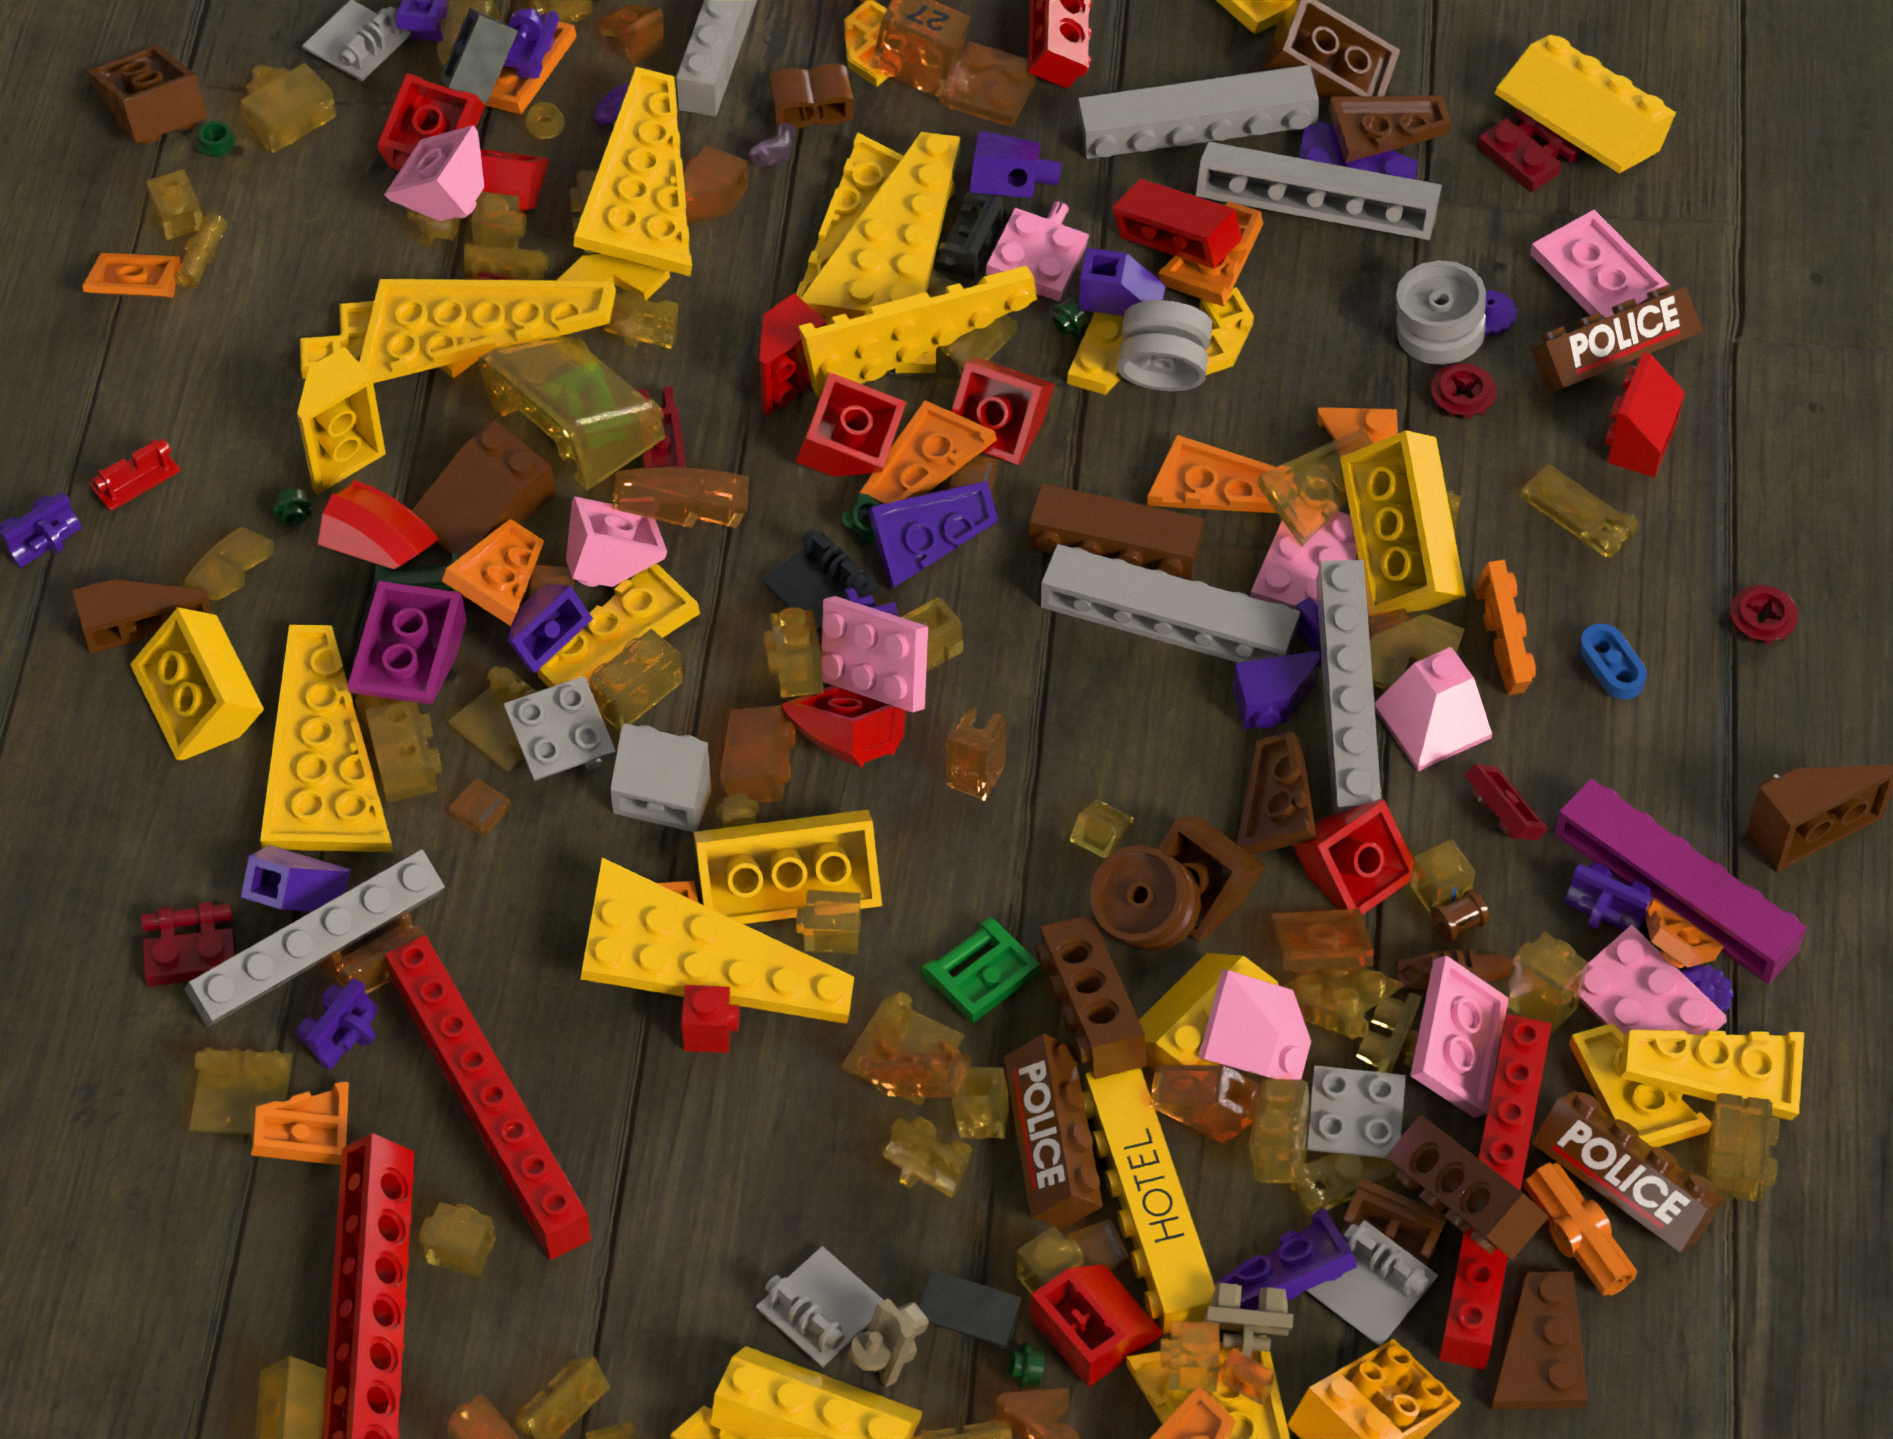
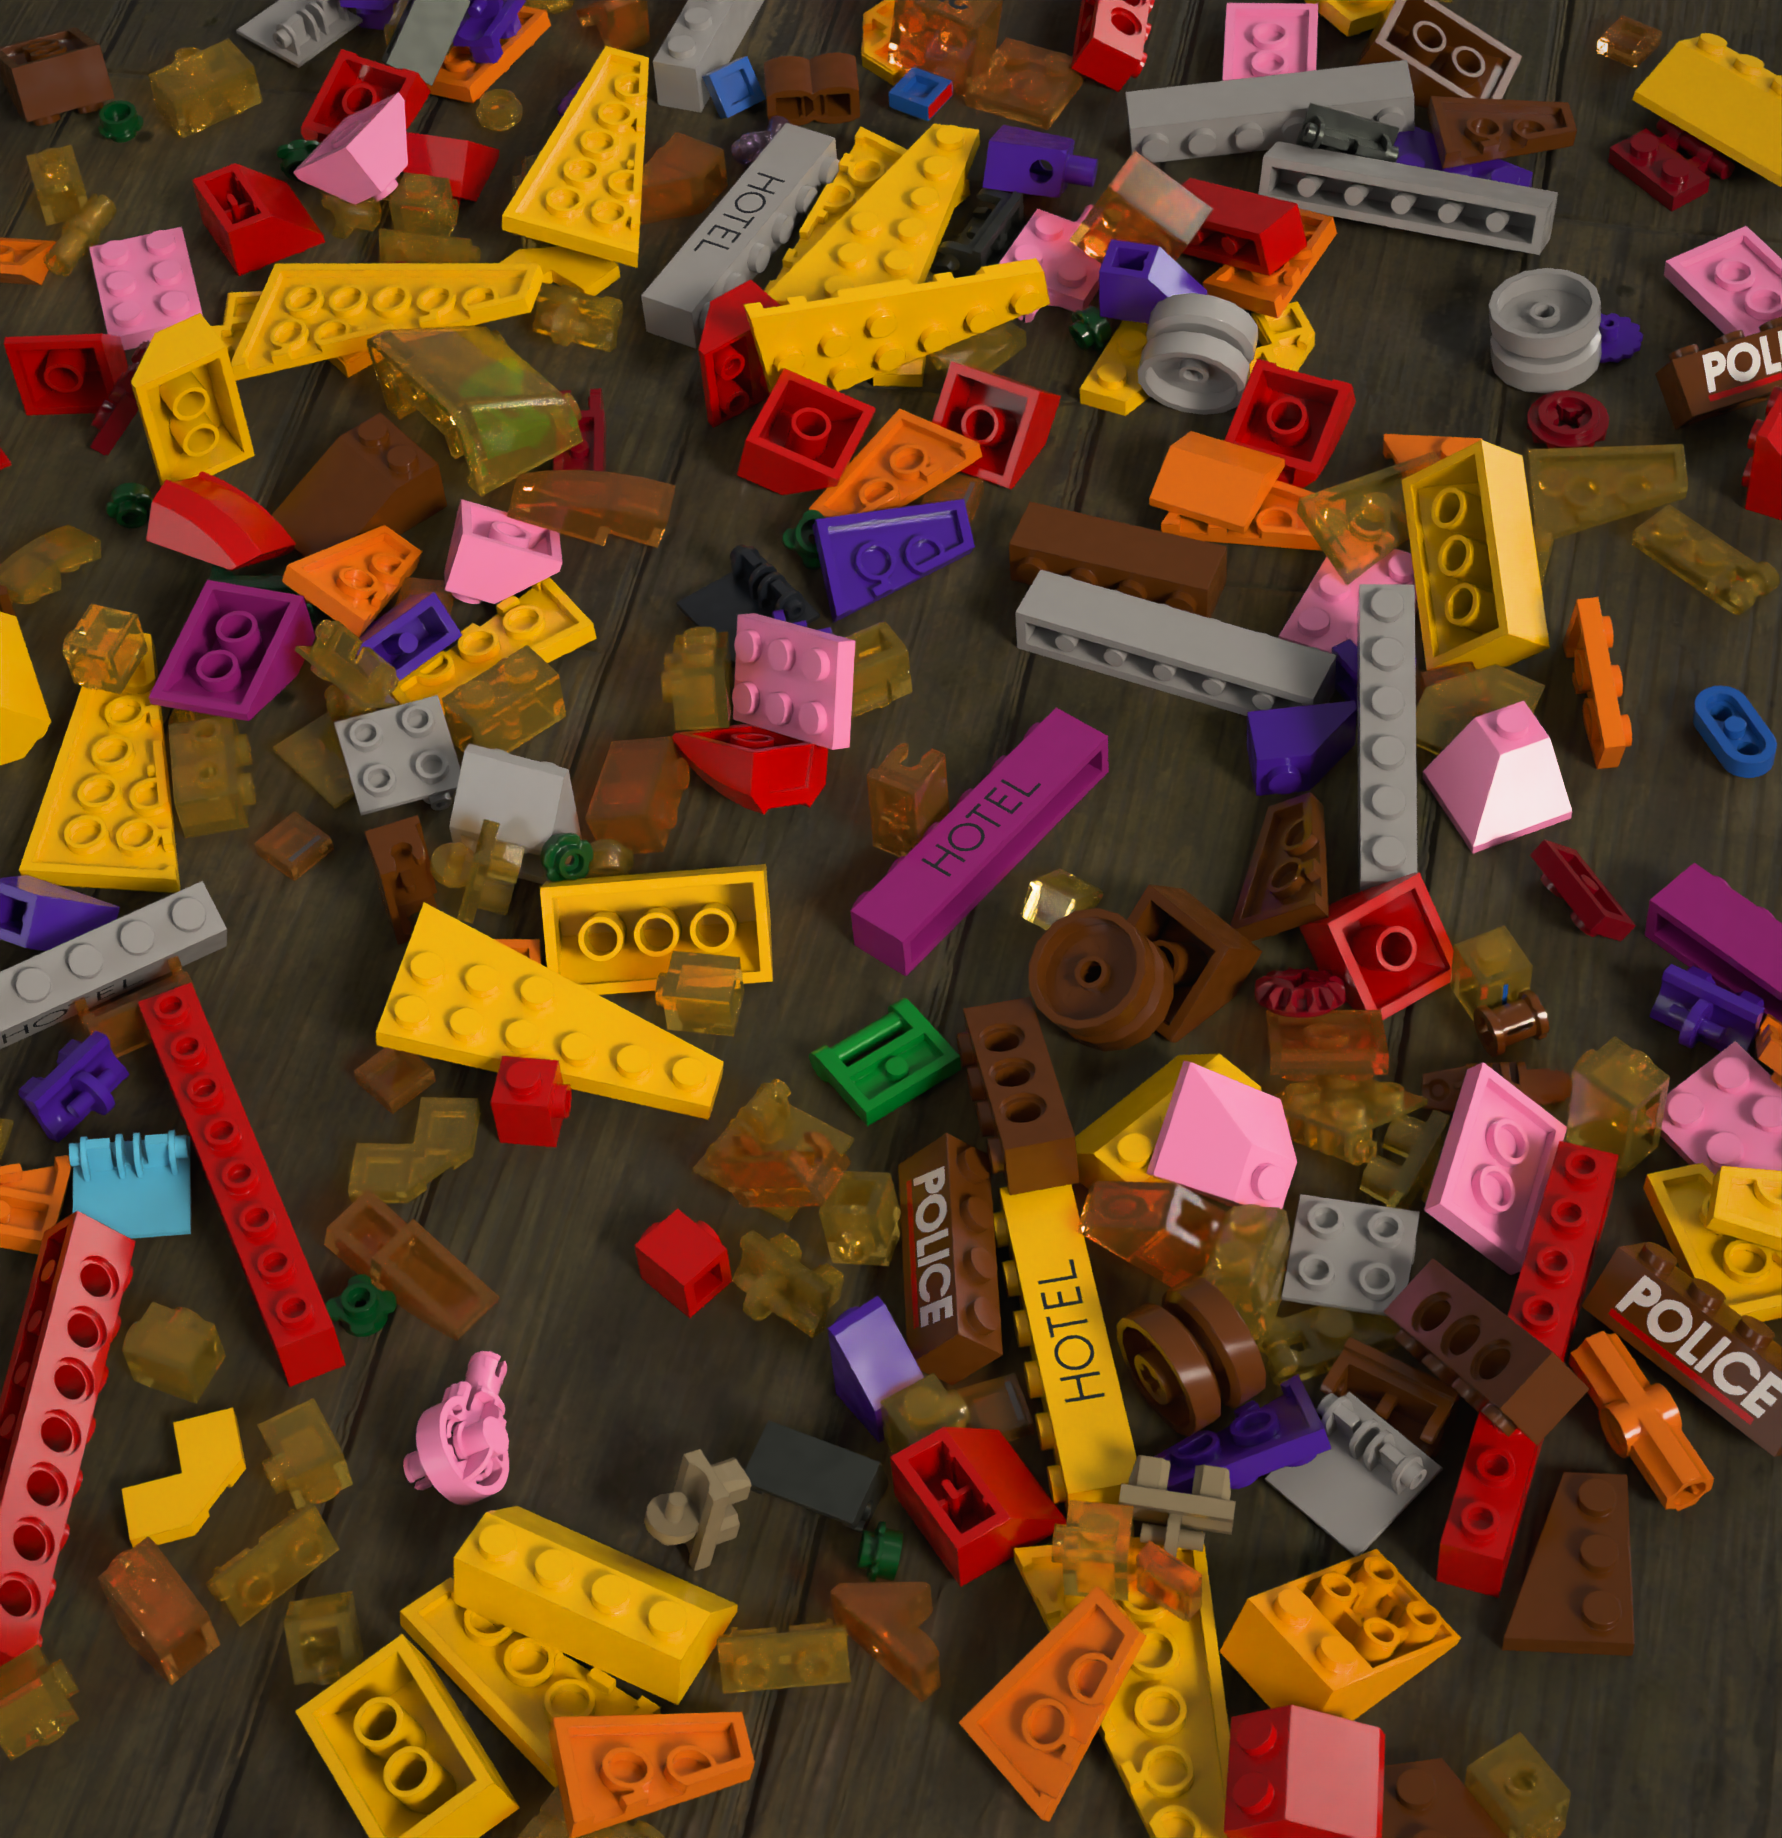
camera: 10 degrees right, 5 degrees down
(220, 388) = (65, 371): none -> red slope
(267, 300) = (145, 284): none -> bright pink plate
(277, 417) = (115, 417): none -> dark red hinge
(300, 644) = (105, 648): none -> clear yellow brick
(352, 233) = (254, 217): none -> red slope
(380, 173) = (294, 154): none -> dark green plate
(401, 1103) = (134, 1184): none -> medium azure hinge
(483, 1358) = (180, 1503): none -> yellow tile
(523, 667) = (363, 679): none -> clear yellow hinge
(575, 1317) = (303, 1456): none -> clear yellow brick
(578, 832) = (402, 872): none -> reddish brown hinge
(593, 1002) = (394, 1077): none -> clear orange tile
(603, 1204) = (366, 1319): none -> dark green plate
(613, 1079) = (400, 1171): none -> clear yellow tile
(632, 1159) = (410, 1264): none -> clear orange slope
(643, 827) = (486, 873): none -> clear yellow hips
(699, 1294) = (478, 1440): none -> bright pink pin
(708, 812) = (558, 849): none -> dark green plate
(744, 96) = (733, 87): none -> blue plate
(770, 238) = (741, 232): none -> light grey brick
(820, 1306) = (618, 1460): light grey hinge -> none
(846, 1143) = (683, 1261): none -> red brick
(903, 97) = (920, 93): none -> blue plate
(1005, 1220) = (870, 1362): none -> slope
(1033, 780) = (979, 841): none -> magenta brick
(1106, 218) = (1142, 208): none -> clear orange brick
(1188, 457) = (1215, 481): none -> orange slope
(1191, 43) = (1269, 39): none -> bright pink plate
(1240, 405) = (1292, 419): none -> red slope
(1246, 1200) = (1191, 1355): none -> reddish brown wheel
(1266, 135) = (1348, 134): none -> pearl dark grey hinge
(1297, 898) = (1300, 992): none -> dark red gear
(1486, 33) = (1629, 41): none -> clear orange tile
(1494, 447) = (1602, 484): none -> clear yellow wing

